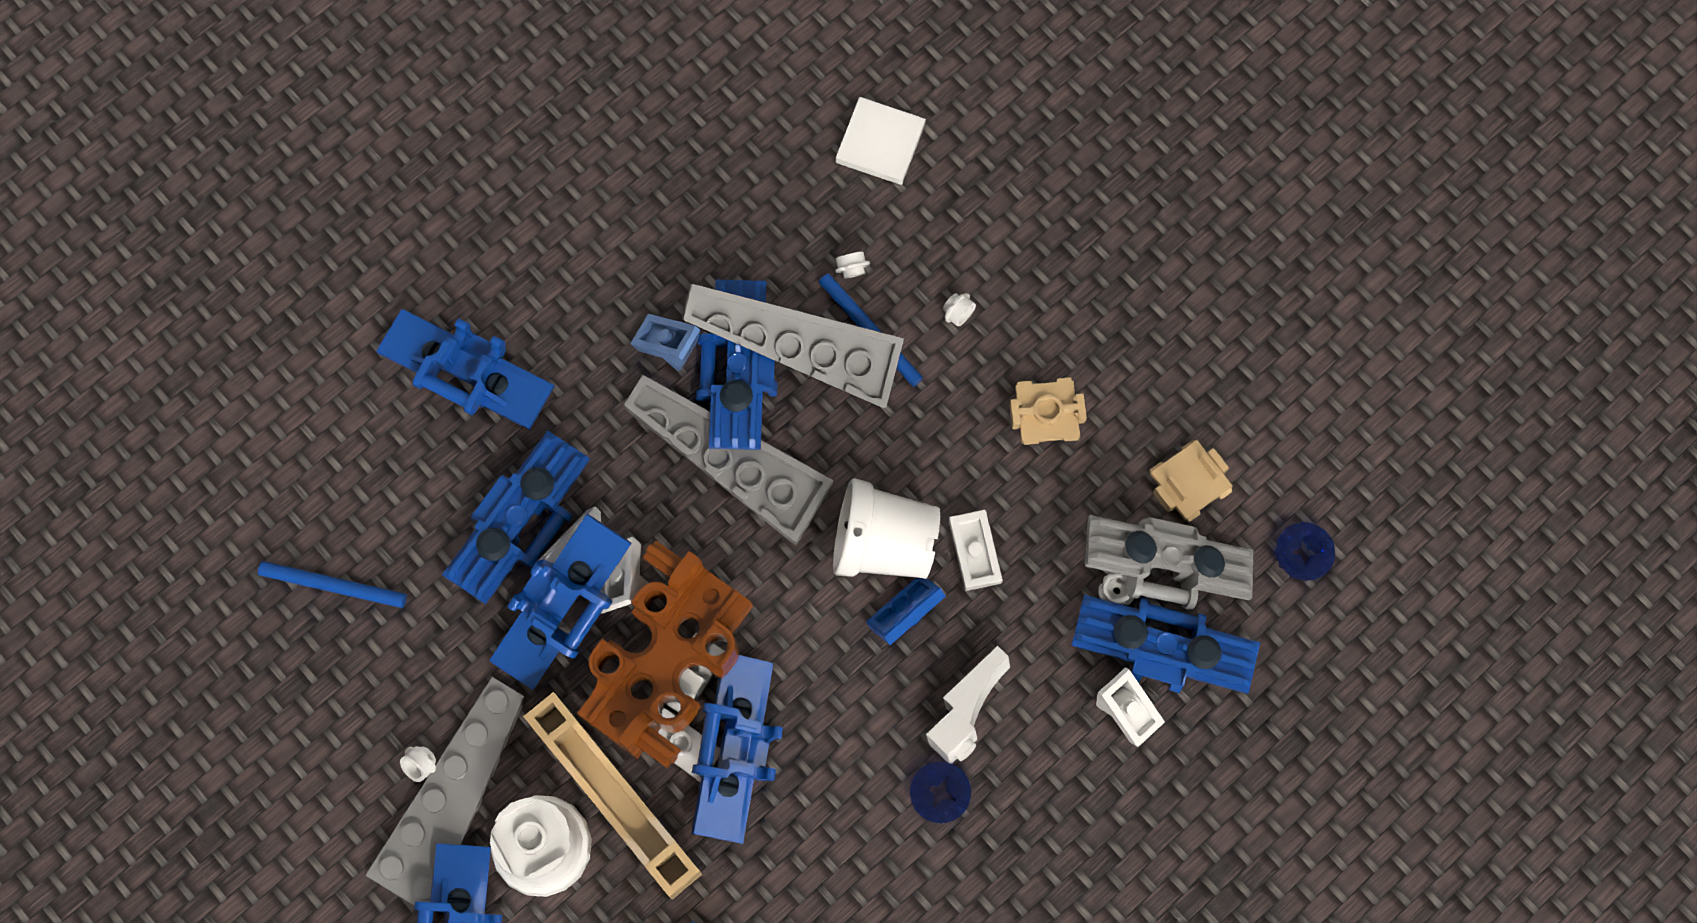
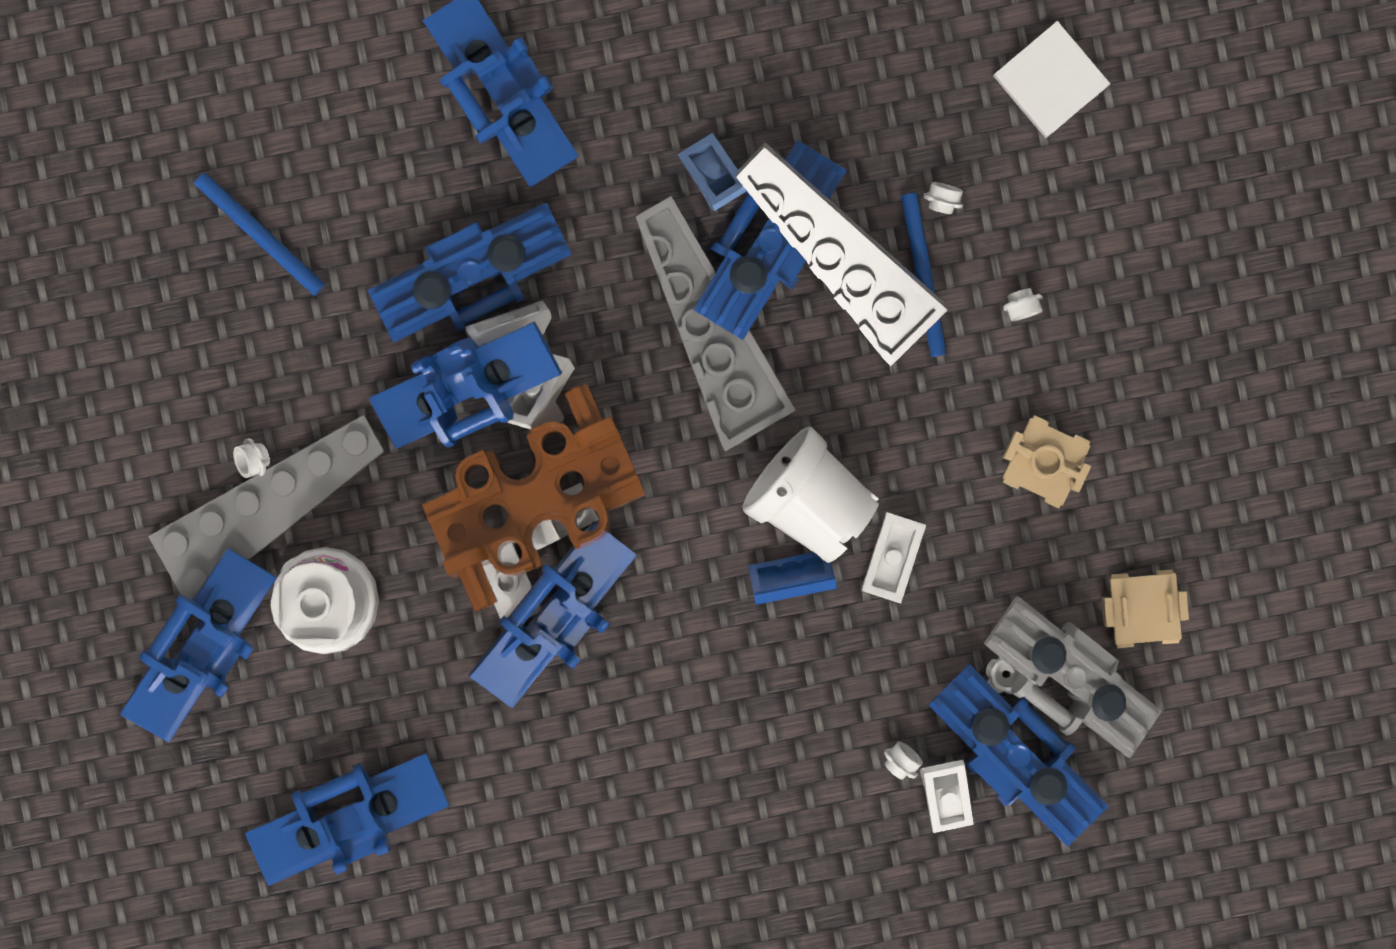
camera: 30 degrees right, 15 degrees up
(613, 795) = (416, 597): tan arch -> none
(934, 775) = (719, 786): clear blue gear -> none
(955, 733) = (768, 723): white slope -> none
(1078, 704) = (902, 761): none -> white plate
(1316, 540) = (1229, 735): clear blue gear -> none

